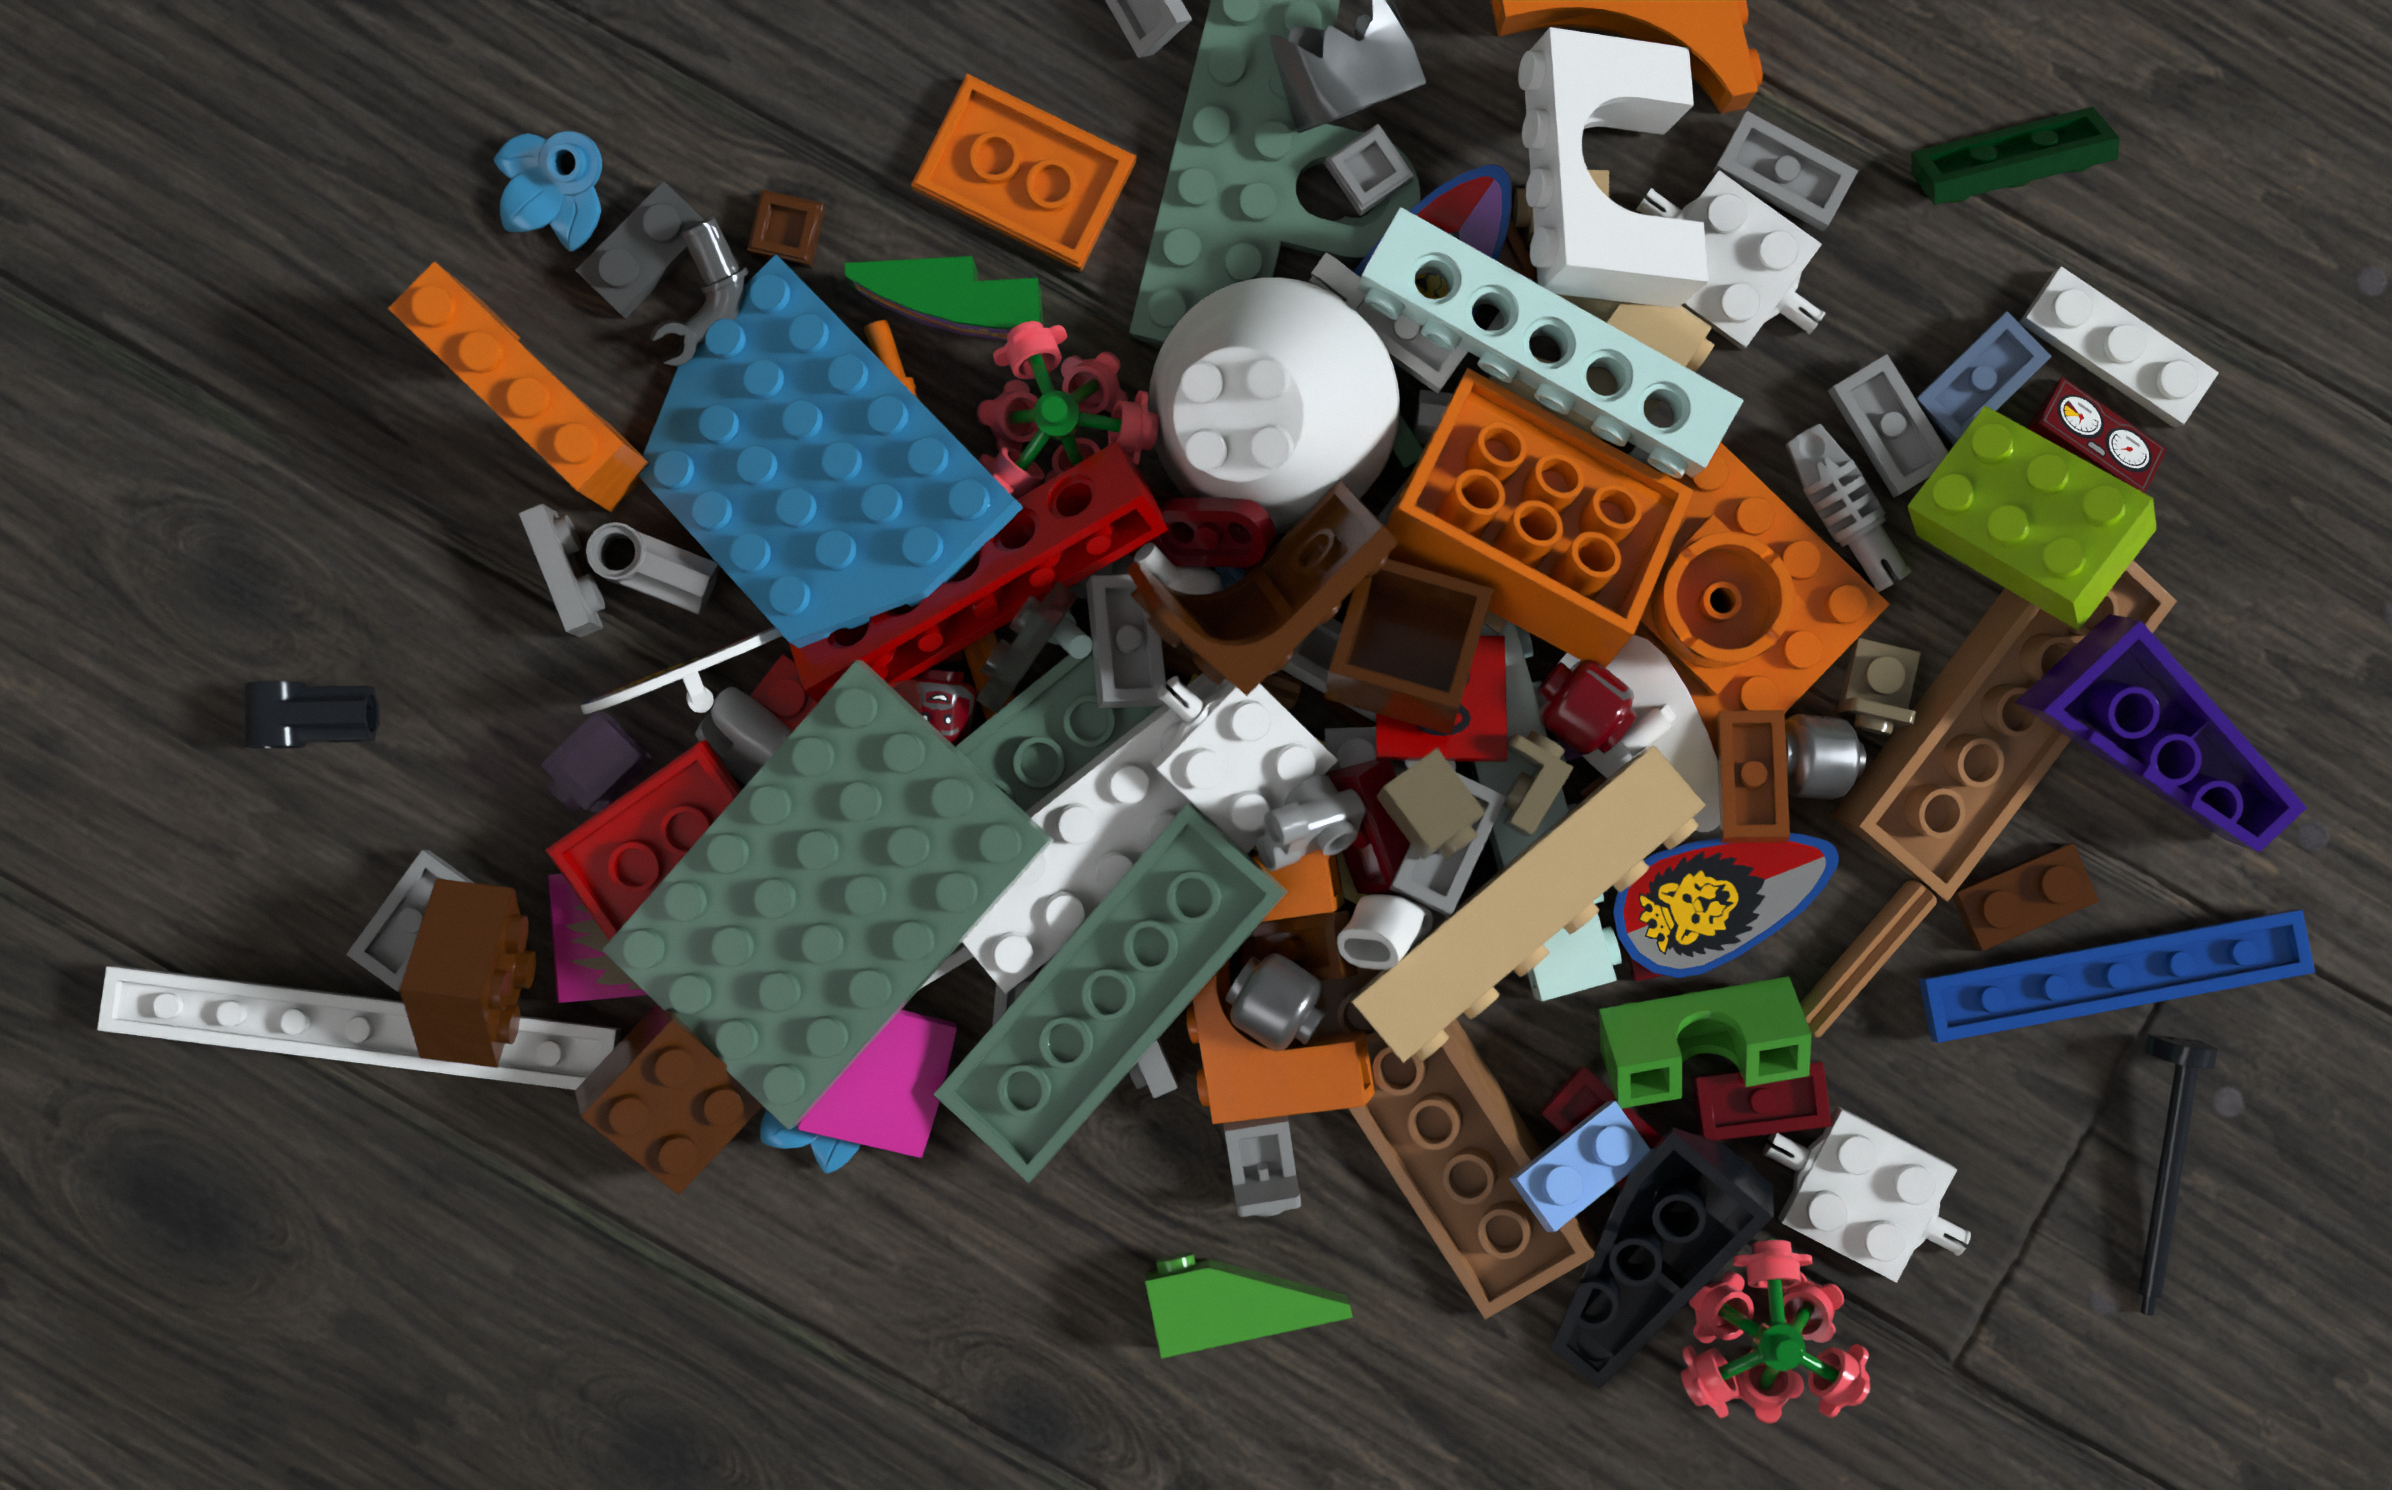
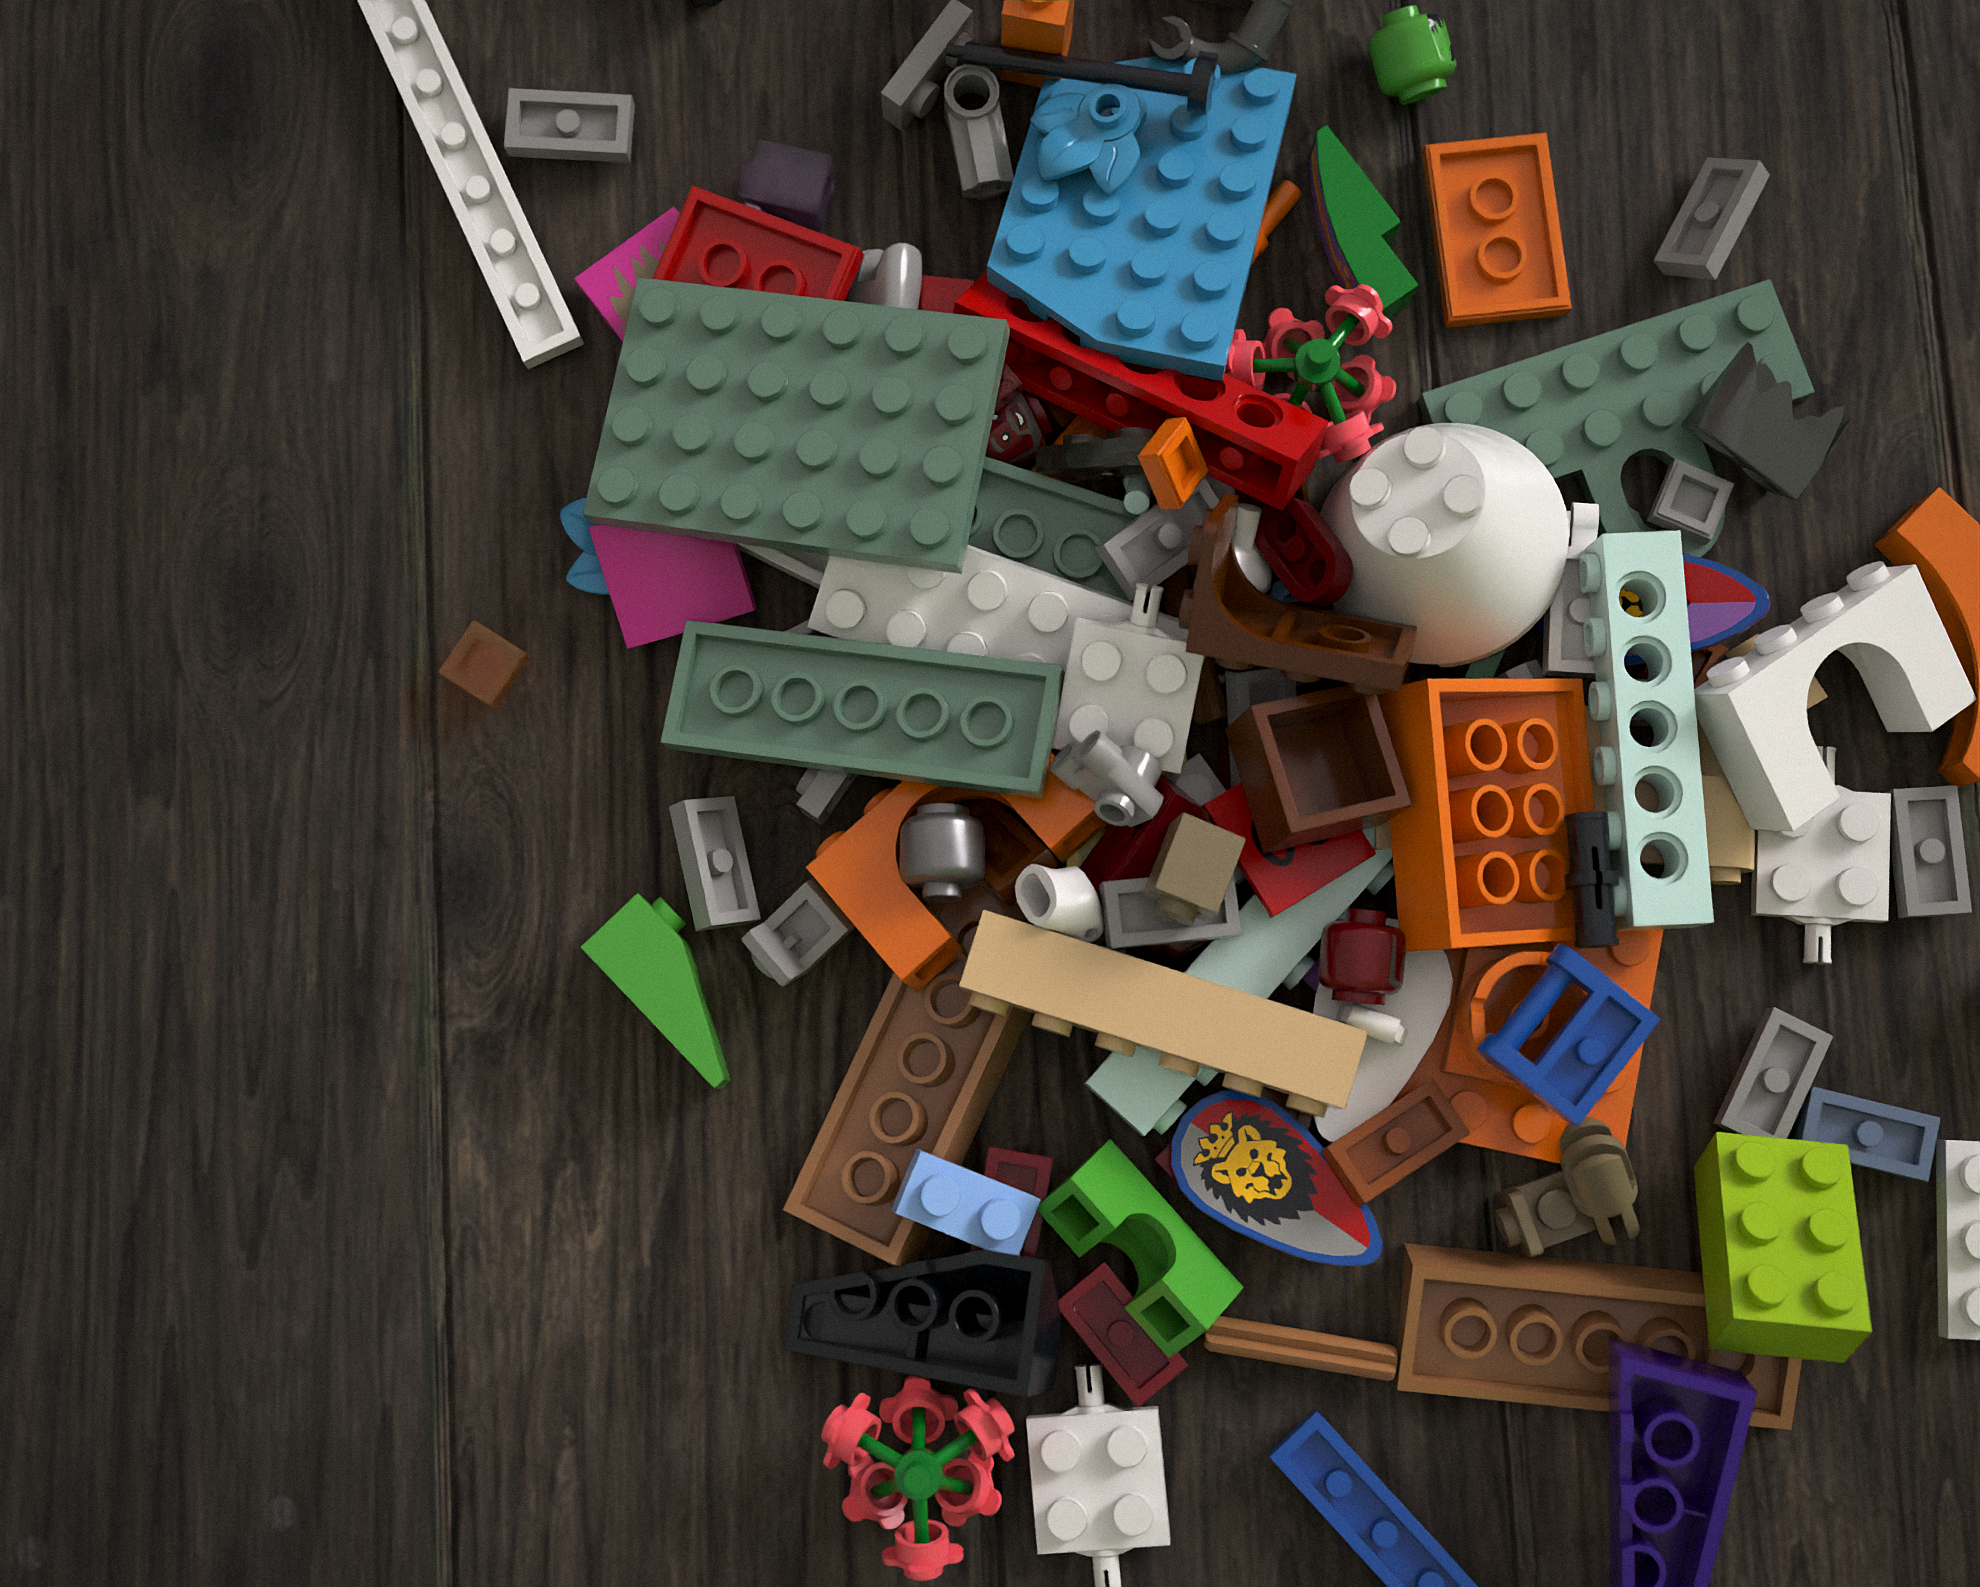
camera: 60 degrees right, 5 degrees down
(467, 973) = (551, 181): reddish brown piece -> none
(665, 1099) = (545, 406): reddish brown piece -> none
(698, 696) = (909, 205): white shield -> none
(728, 485) = (1084, 139): none -> dark azure plate
(742, 357) = (1195, 86): none -> black piece
(786, 228) = (1323, 71): reddish brown tile -> none
(824, 144) = (1412, 55): none -> bright green head
(856, 1290) = (484, 664): none -> clear orange plate
(1072, 598) = (1173, 463): none -> orange tile
(1156, 1197) = (714, 863): none -> light grey plate
(1533, 795) = (1257, 959): dark tan bracket -> none
(1644, 476) = (1591, 879): none -> black pin
(1782, 575) = (1585, 1050): none -> blue plate
(1822, 756) = (1449, 1196): flat silver head -> none
(1846, 504) = (1681, 1083): light grey hinge -> none
(1884, 626) = (1599, 1177): none -> dark tan arm
(2024, 896) = (1445, 1458): reddish brown plate -> none
(2097, 435) = (1889, 1267): slope -> none

